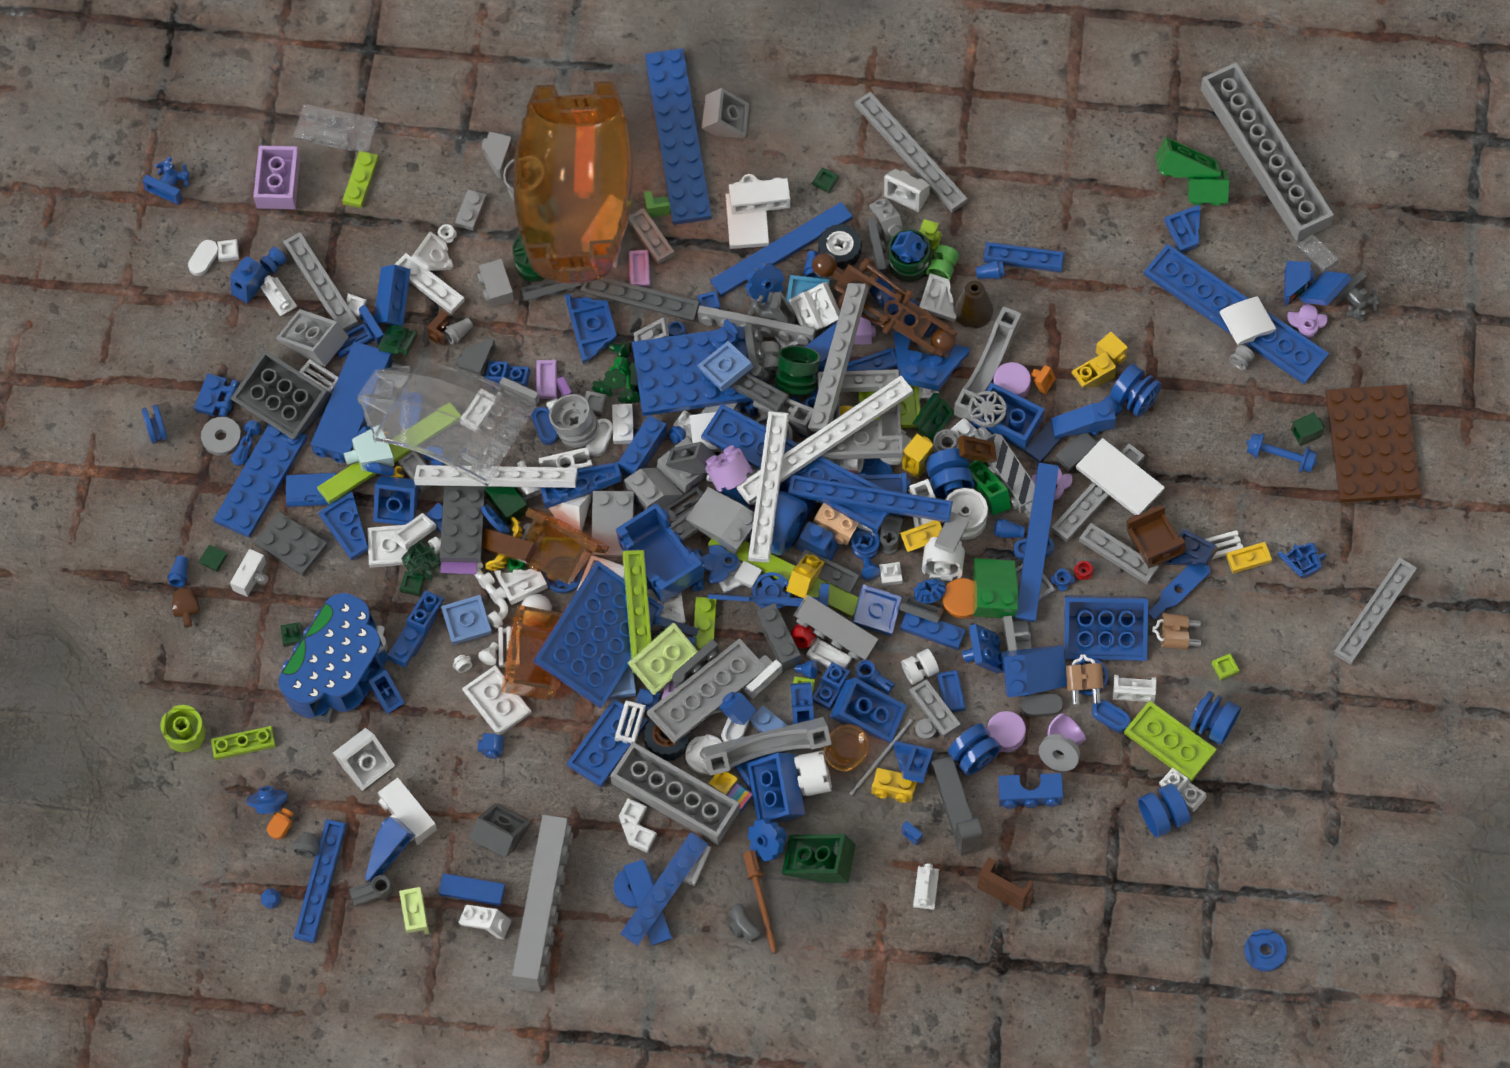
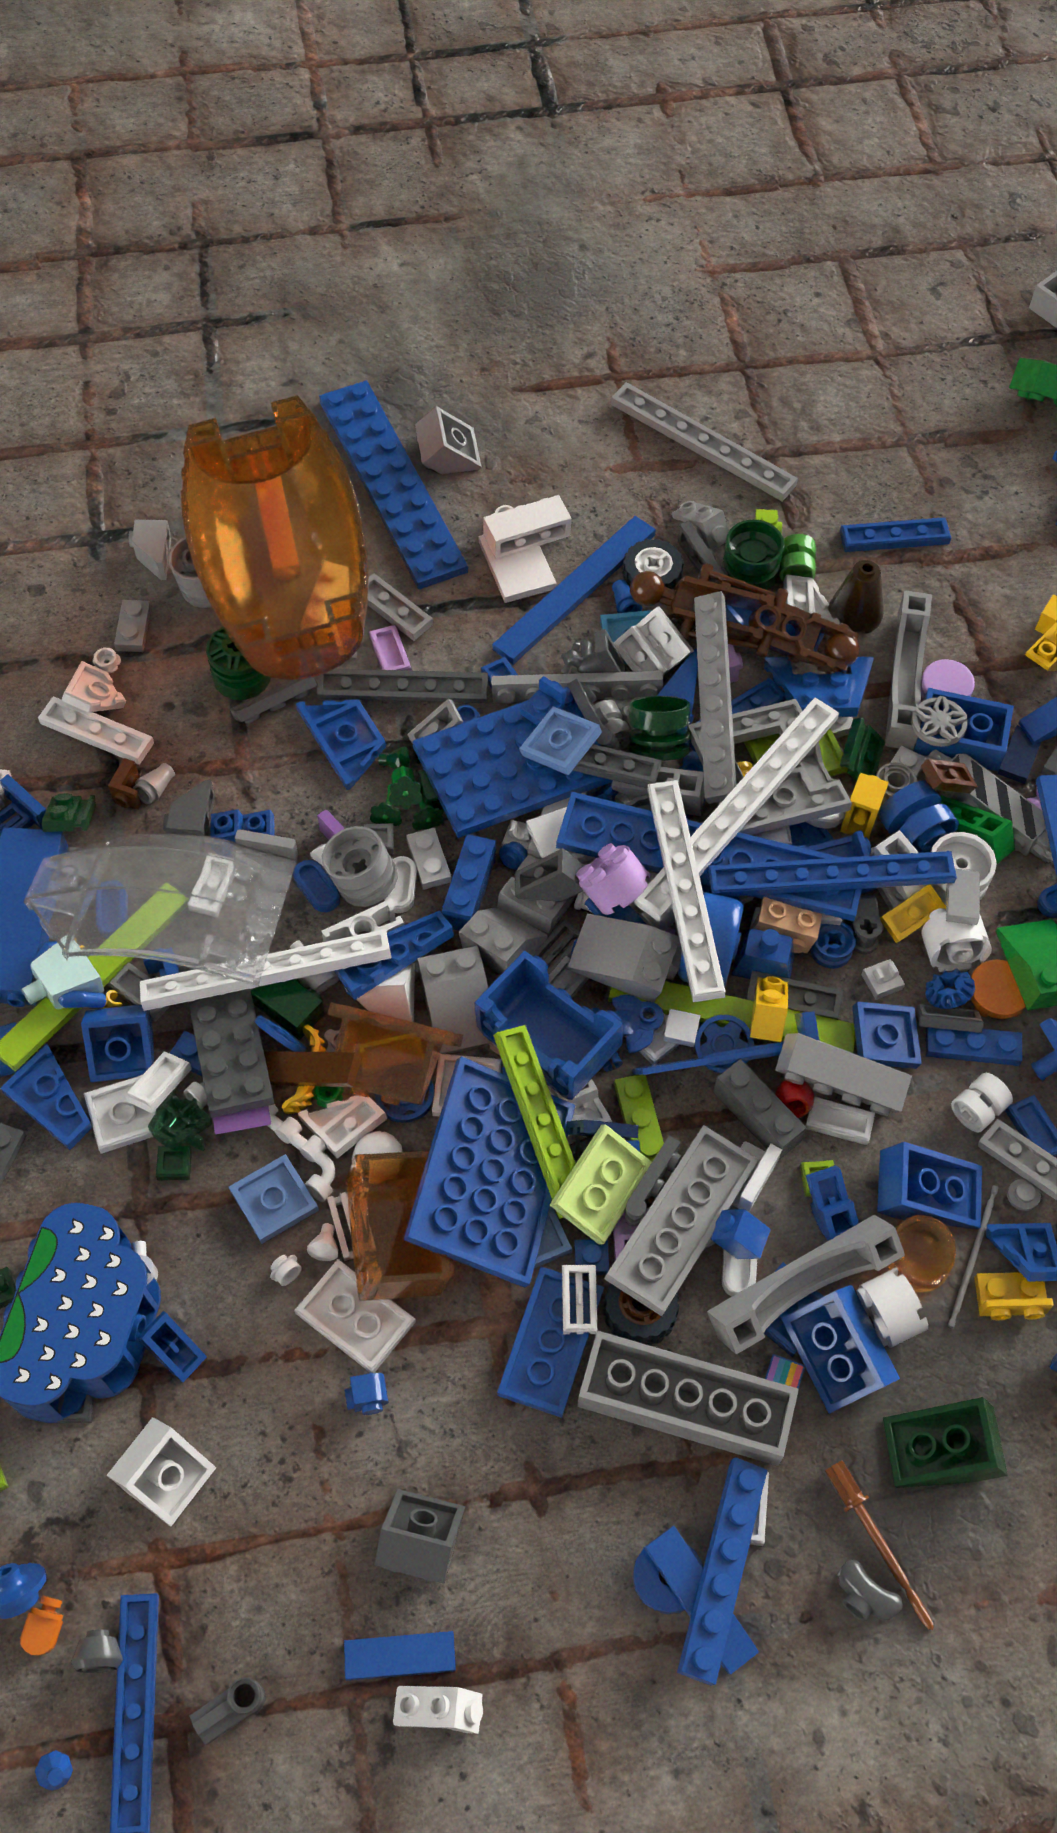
camera: 20 degrees left, 5 degrees down
(388, 845) = (239, 1618): slope -> none
(392, 295) = (46, 754): blue panel -> none
(405, 807) = (255, 1546): white brick -> none
(414, 910) = (313, 1728): yellowish green panel -> none
(416, 629) = (198, 1234): blue slope -> none
(496, 283) = (194, 709): light grey brick -> none
(542, 903) = (530, 1657): light grey brick -> none
(547, 379) = (301, 821): lavender tile -> none
(630, 819) = (643, 1483): white tile -> none
(656, 206) = (390, 570): bright green panel -> none
(695, 755) = (694, 1322): white tile -> none
(723, 782) = (754, 1359): yellow plate -> none
(764, 280) = (569, 626): blue plant -> none
(765, 720) = (787, 1244): medium blue plate -> none
(766, 839) = (857, 1437): blue plant -> none
(809, 668) = (818, 1146): blue rock -> none
(825, 180) = (603, 496): dark green tile -> none
(830, 686) = (861, 1162): blue slope -> none
(870, 570) = (852, 980): blue rock -> none
(874, 677) = (921, 1134): blue pin -> none
(906, 189) = (715, 484): white slope -> none
(909, 246) = (756, 539): blue brick -> none
(991, 270) = (866, 551): blue cone -> none
(1008, 529) = (1021, 879): blue cone -> none
(1043, 379) = (986, 673): orange tile -> none

